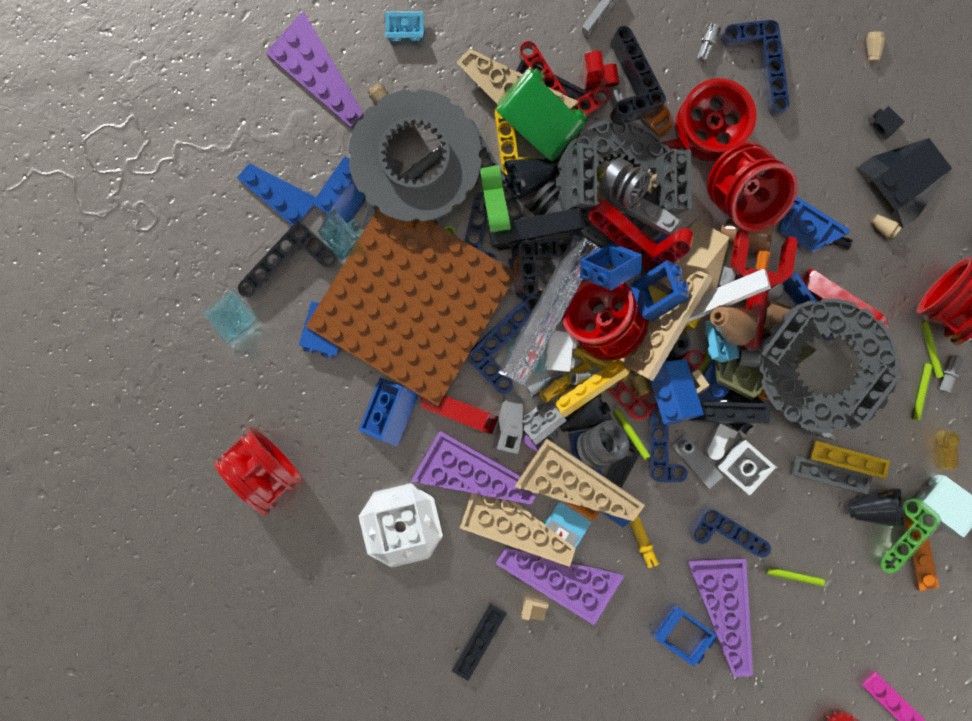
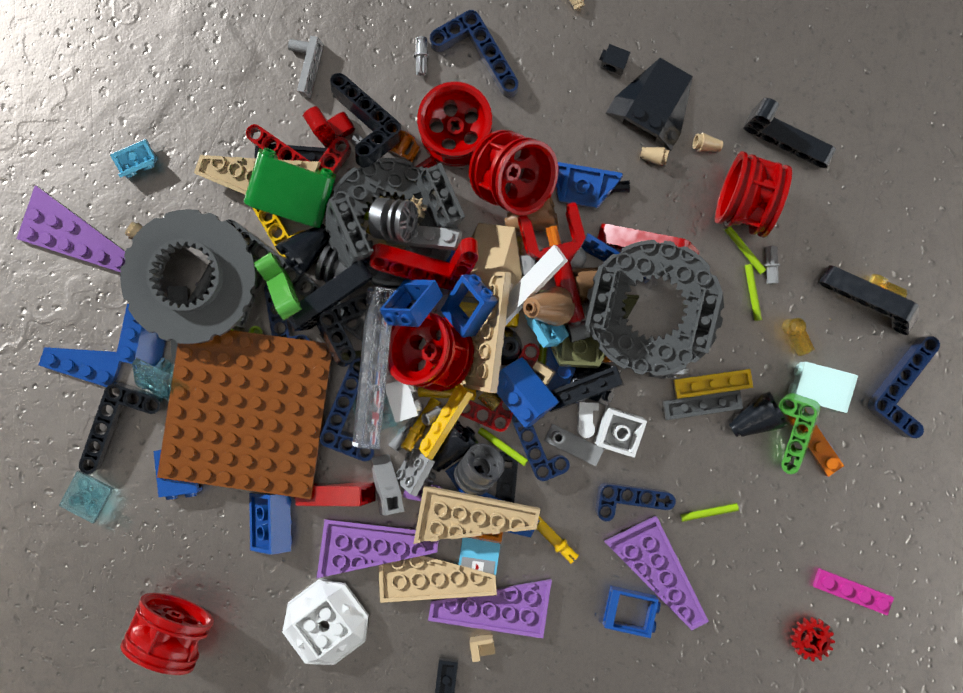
camera: 20 degrees left, 0 degrees up
(938, 235) = (706, 143): none -> tan cone

